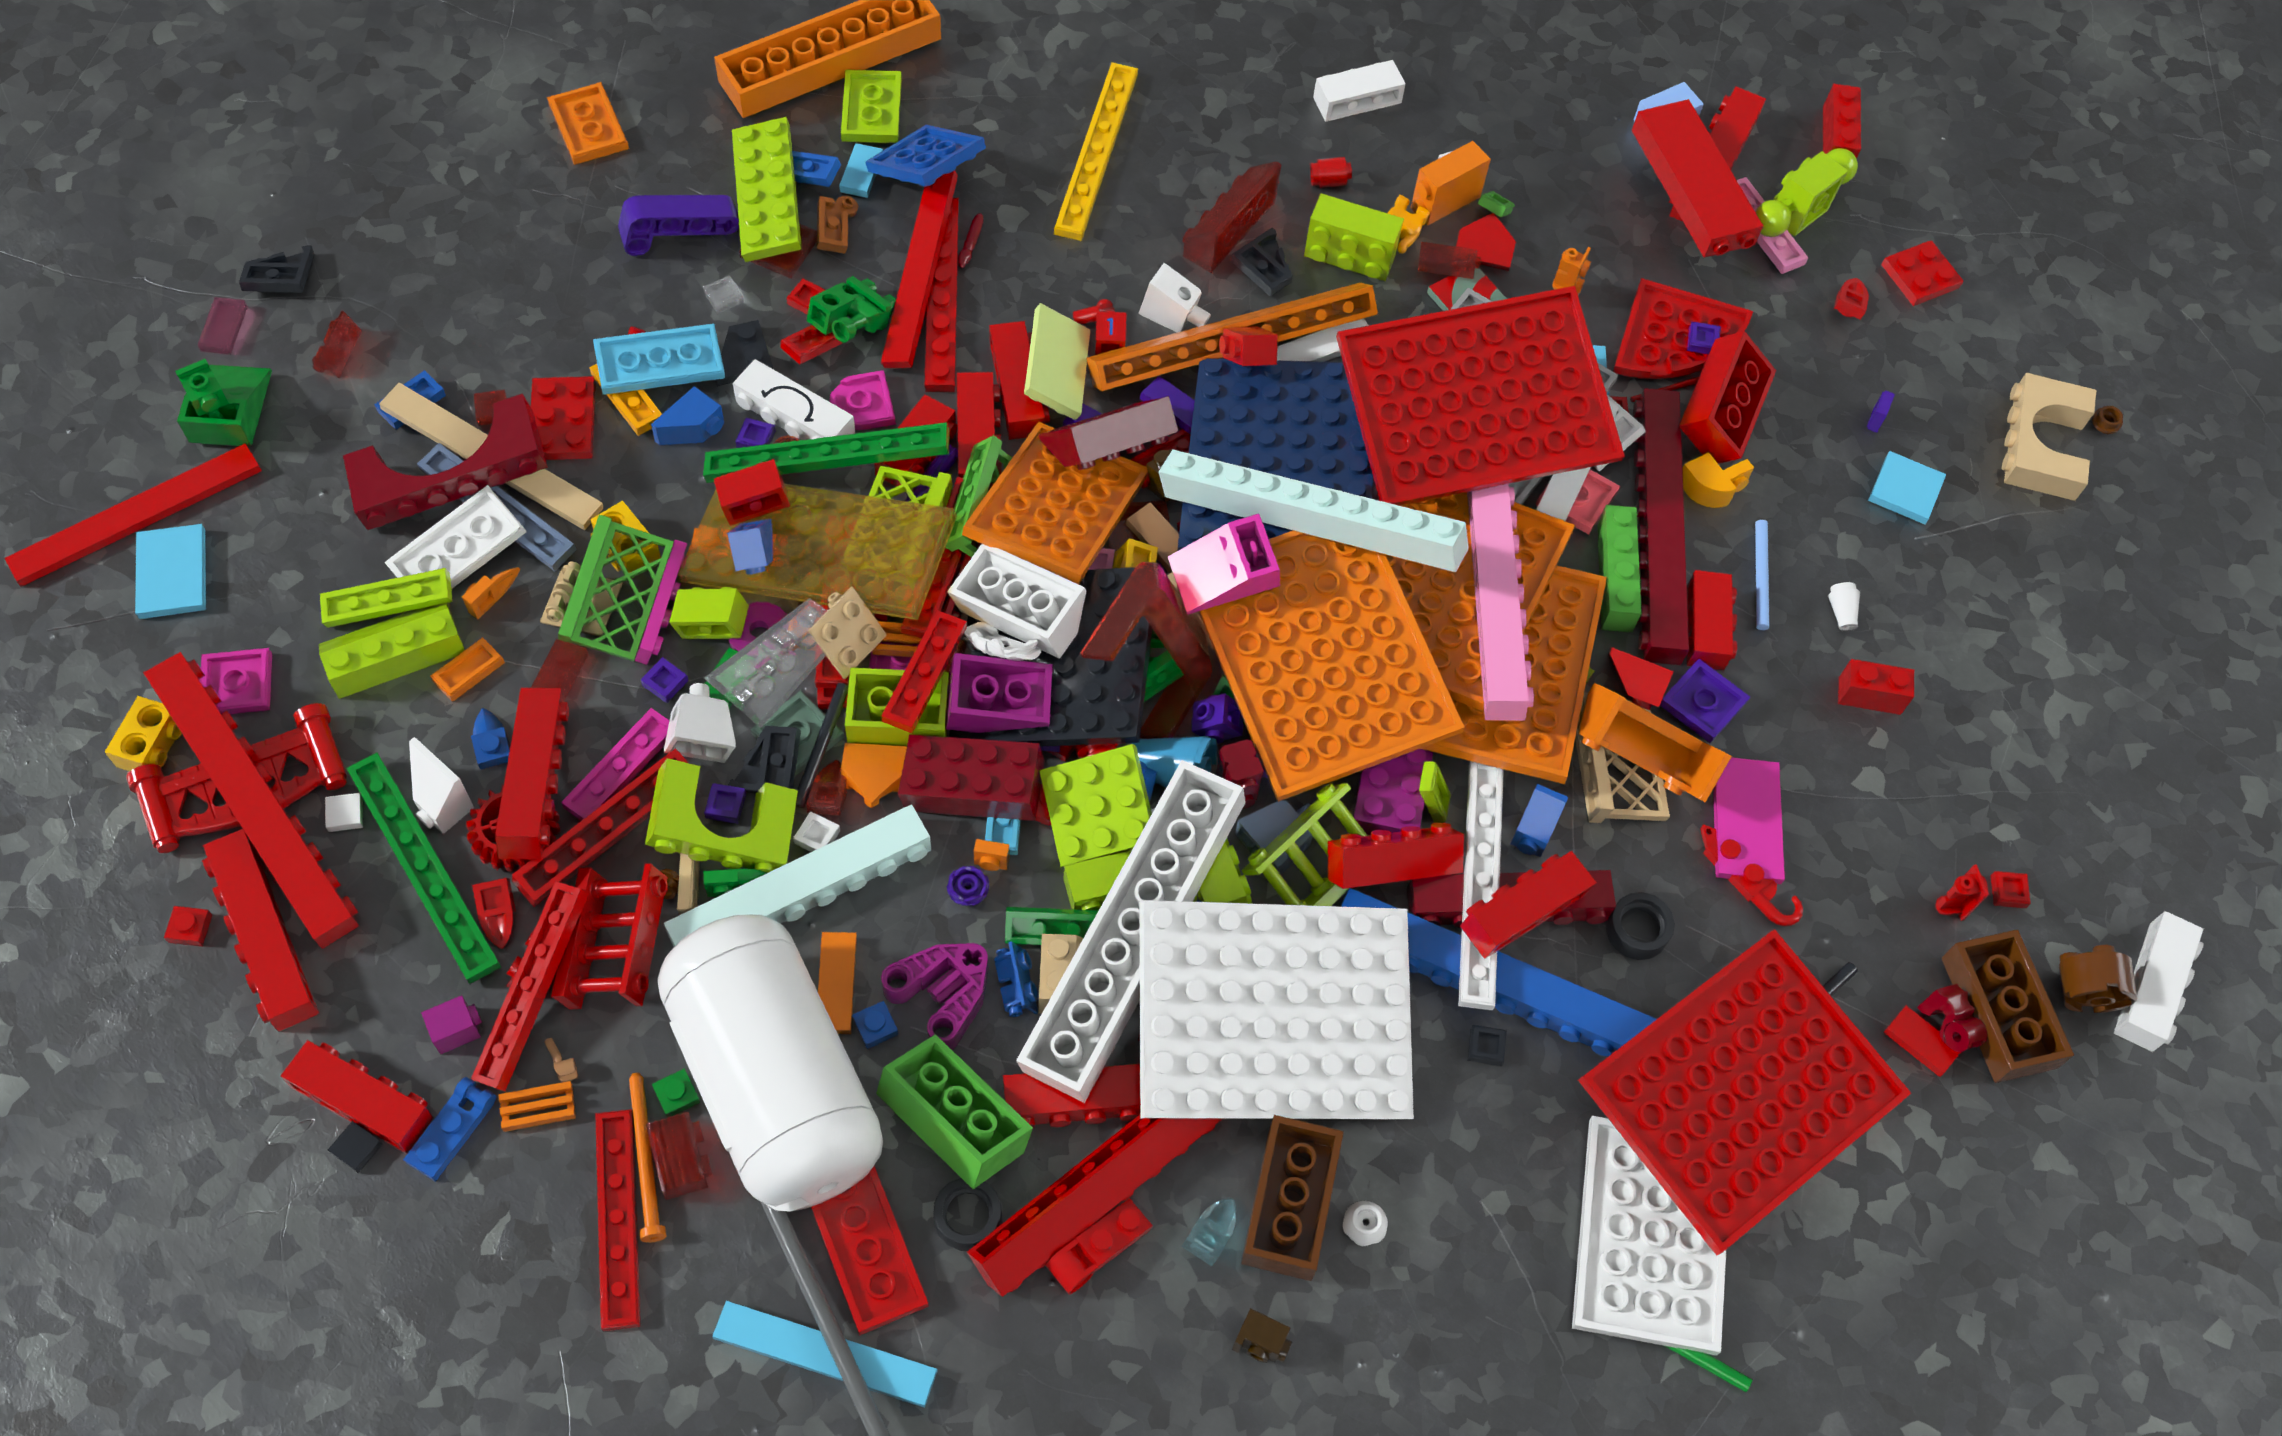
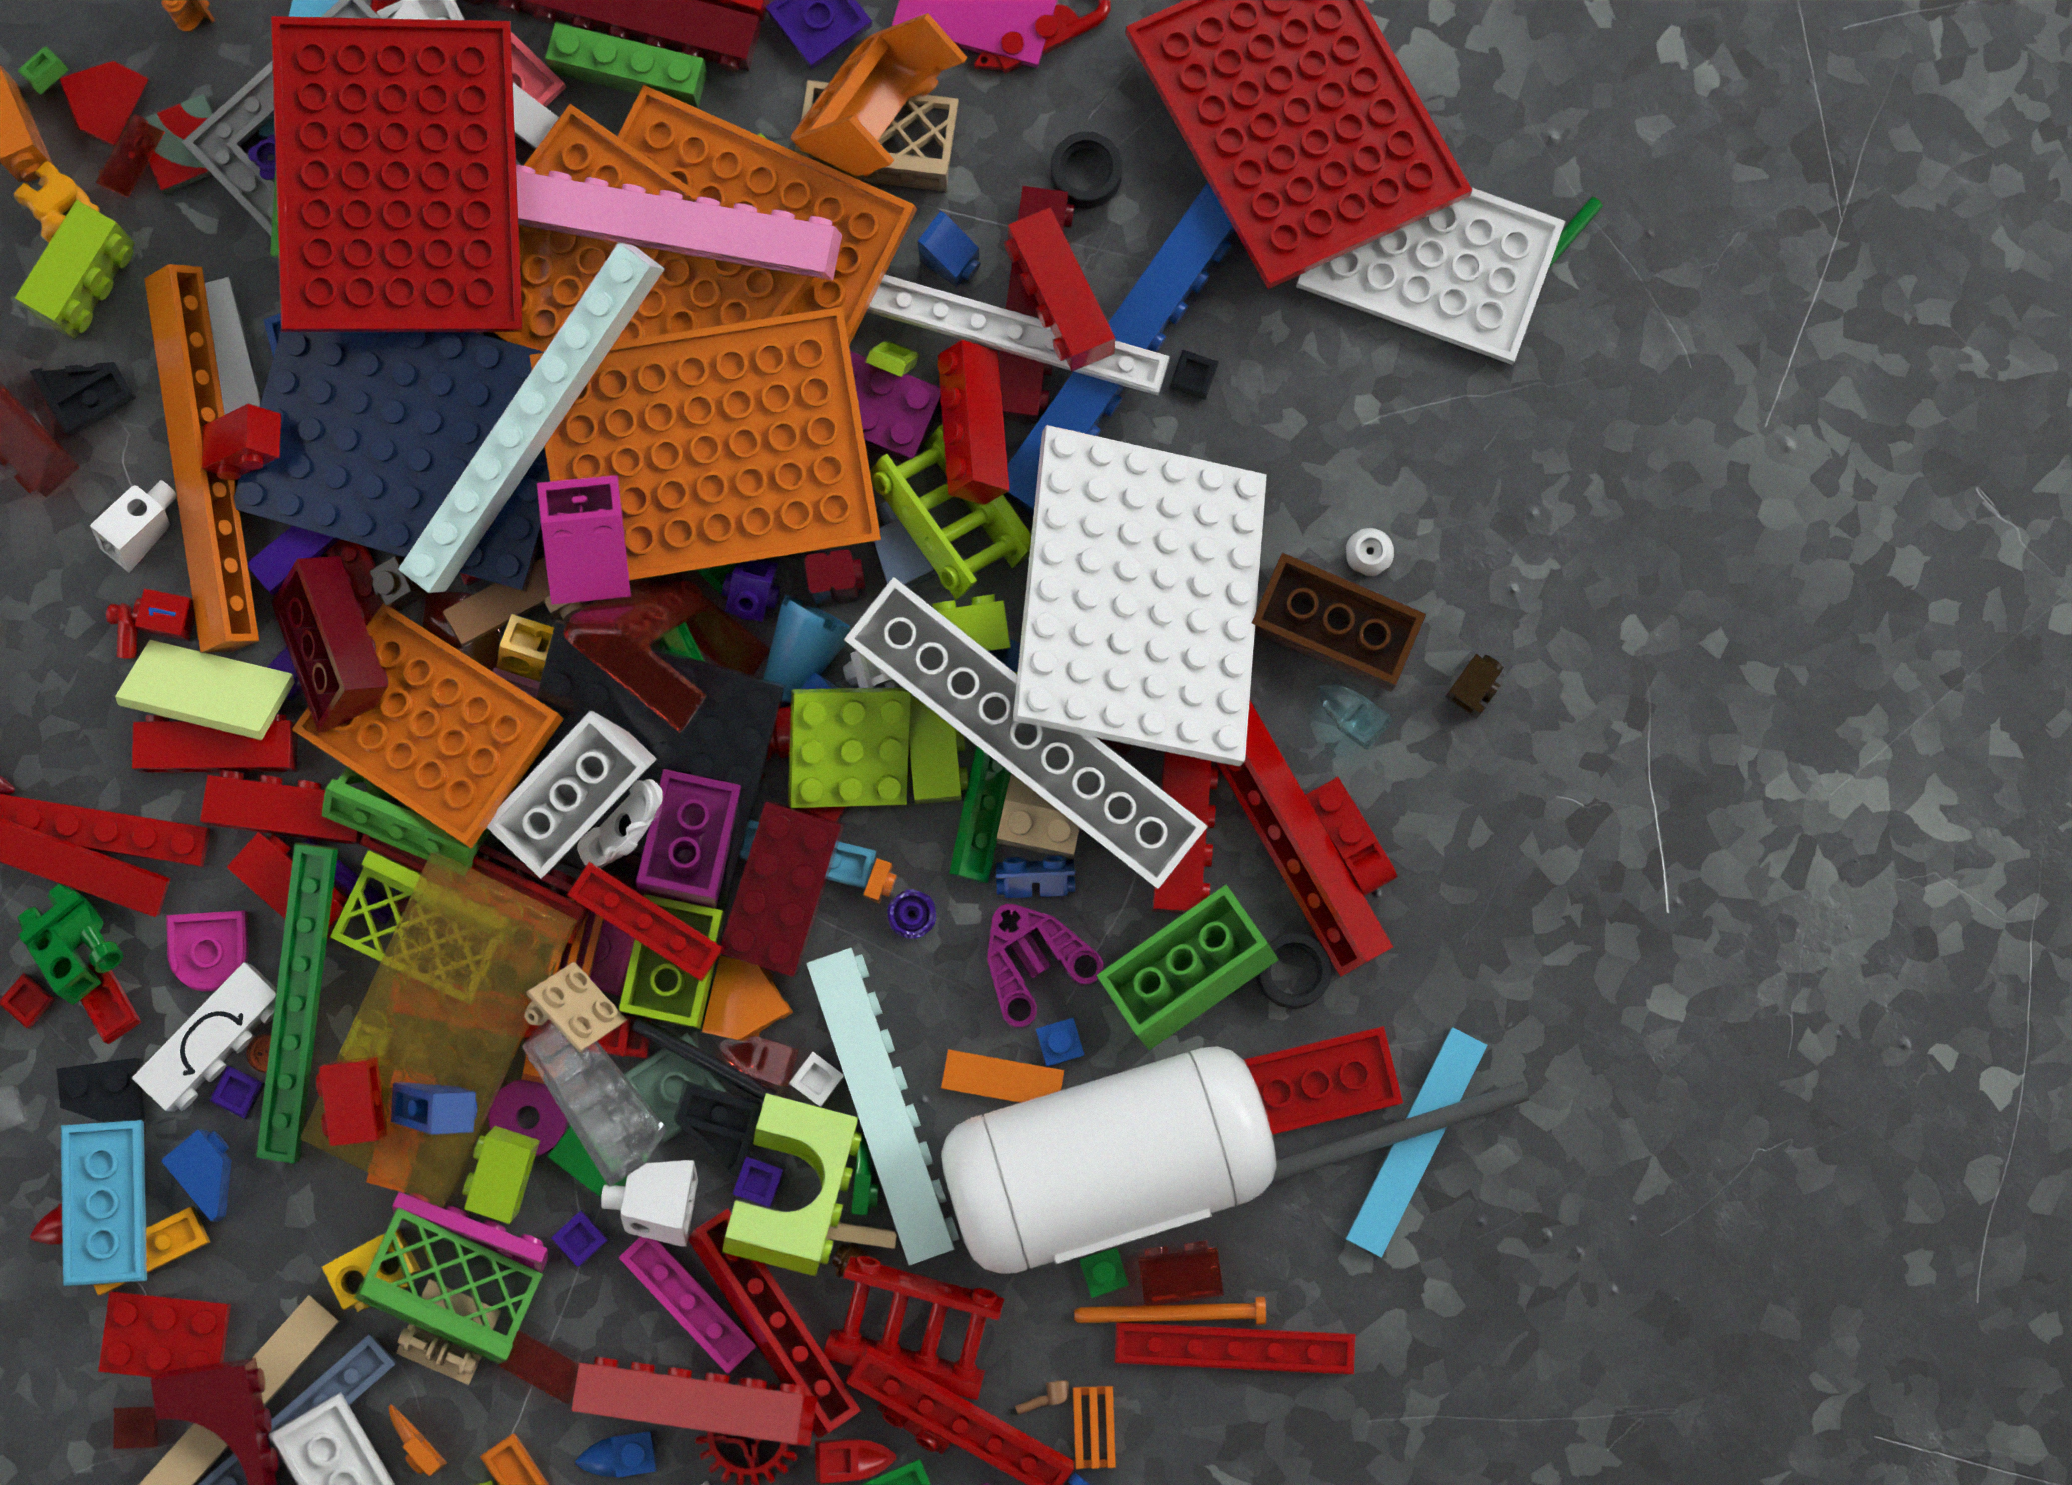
camera: 75 degrees left, 20 degrees up
(1641, 678) = (779, 79): red slope -> none

